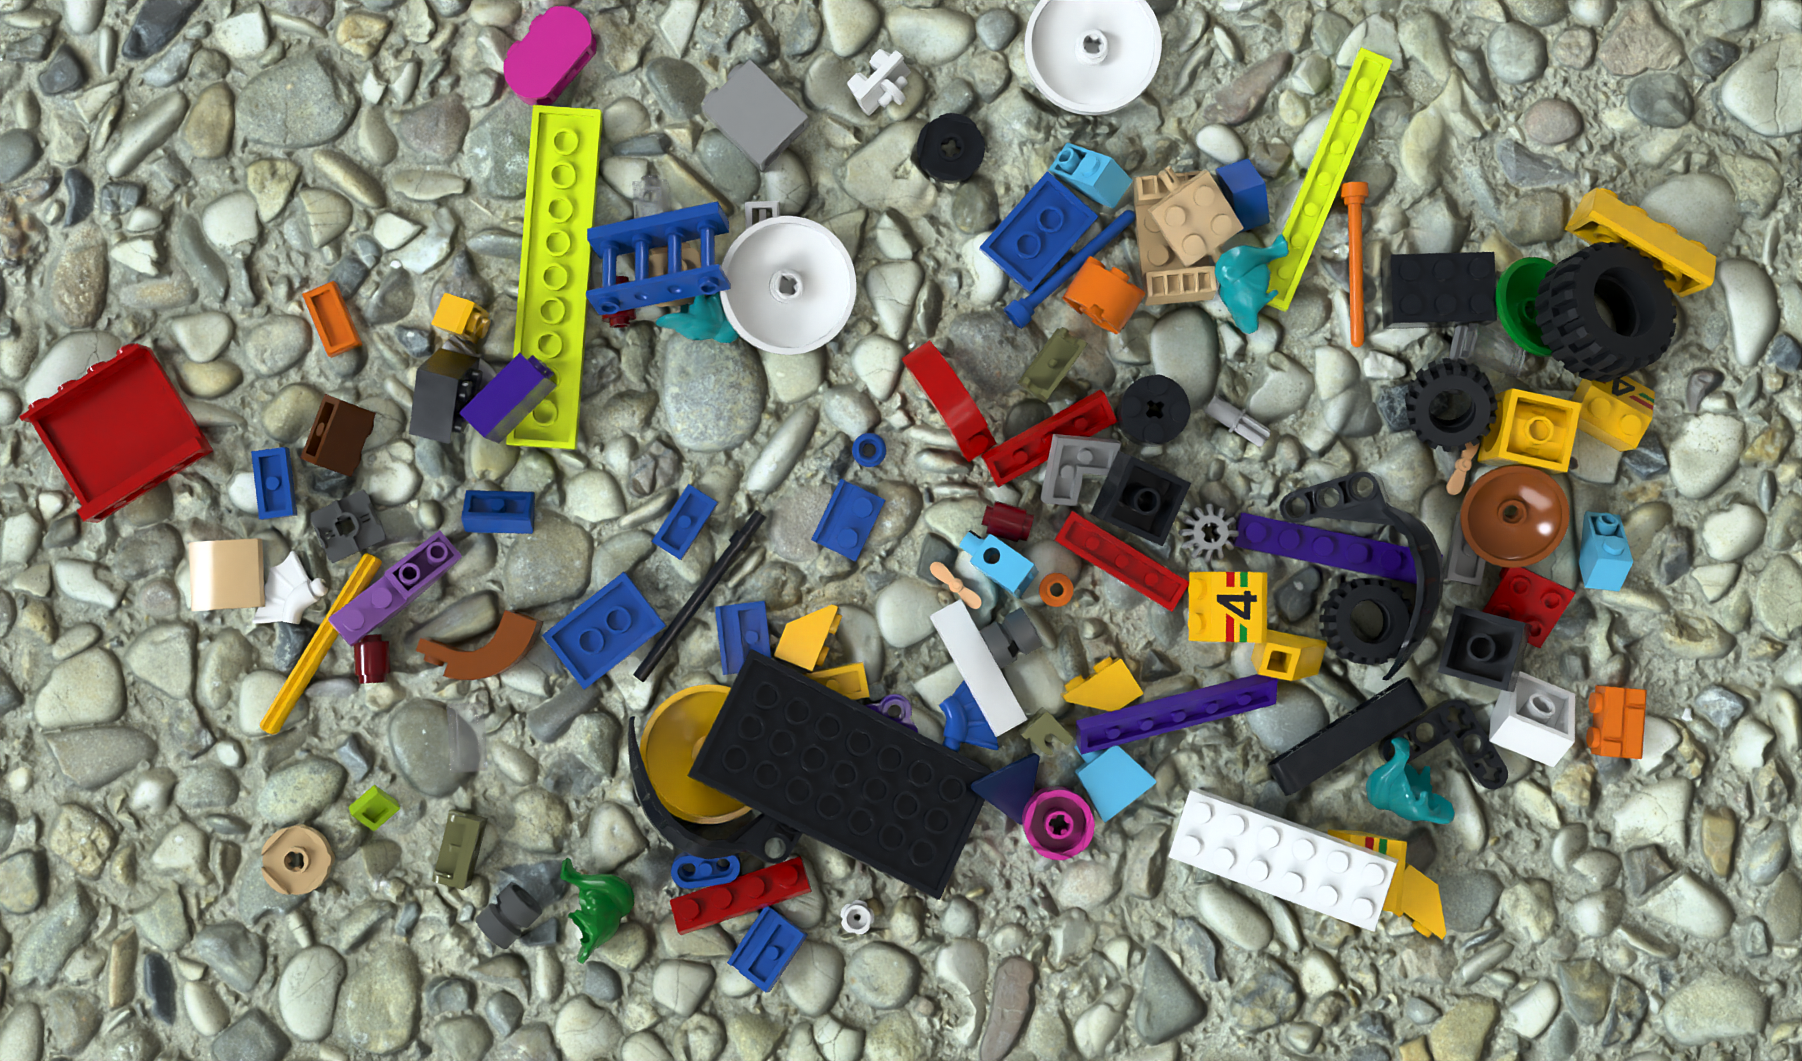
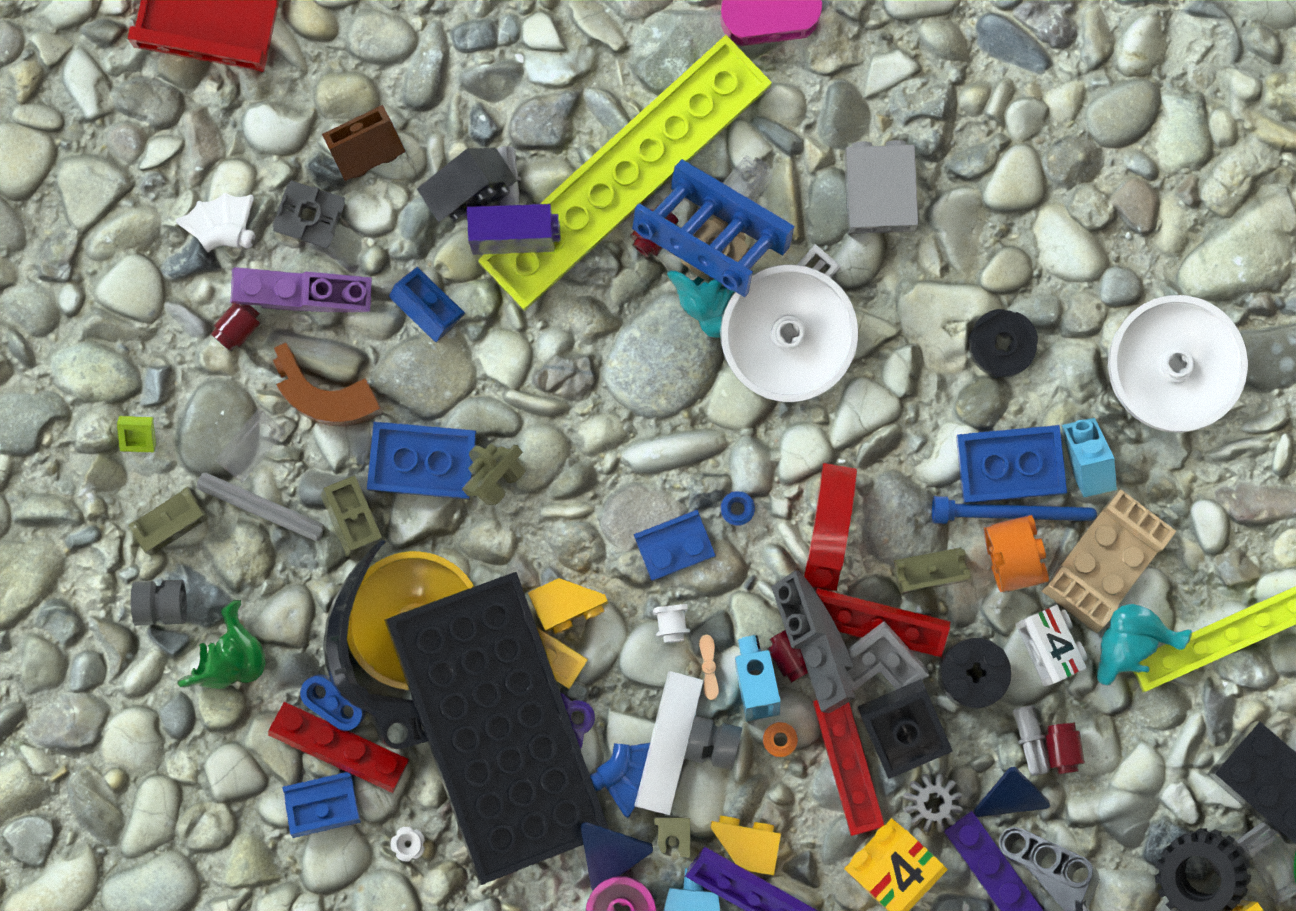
camera: 45 degrees right, 5 degrees down
(226, 574) = (190, 169): tan slope -> none
(274, 483) = (285, 135): blue plate -> none
(277, 860) = (32, 406): tan plate -> none
(317, 647) = (205, 281): yellow axle -> none
(332, 319) = (437, 55): orange tile -> none
(461, 318) = (530, 140): yellow slope -> none
(517, 774) = (260, 506): none -> light grey axle
(590, 719) = (350, 515): none -> olive hinge
(659, 590) = (489, 467): none -> olive hips
(685, 522) = (553, 436): blue plate -> none
(739, 630) = (519, 551): blue plate -> none
(740, 542) = (580, 487): black bar -> none
(883, 84) = (996, 252): white hips -> none
(899, 578) = (671, 622): none -> white brick
(1017, 491) = (815, 633): none -> dark grey slope
(1190, 339) = (1052, 645): none -> white slope
(1194, 217) = (1136, 558): tan plate -> none
(1245, 193) = (1191, 577): blue slope -> none
(1259, 474) = (1011, 795): none -> dark blue piece
(1266, 404) = (1064, 748): none -> dark red brick
(1354, 197) = (1273, 655): orange piece -> none

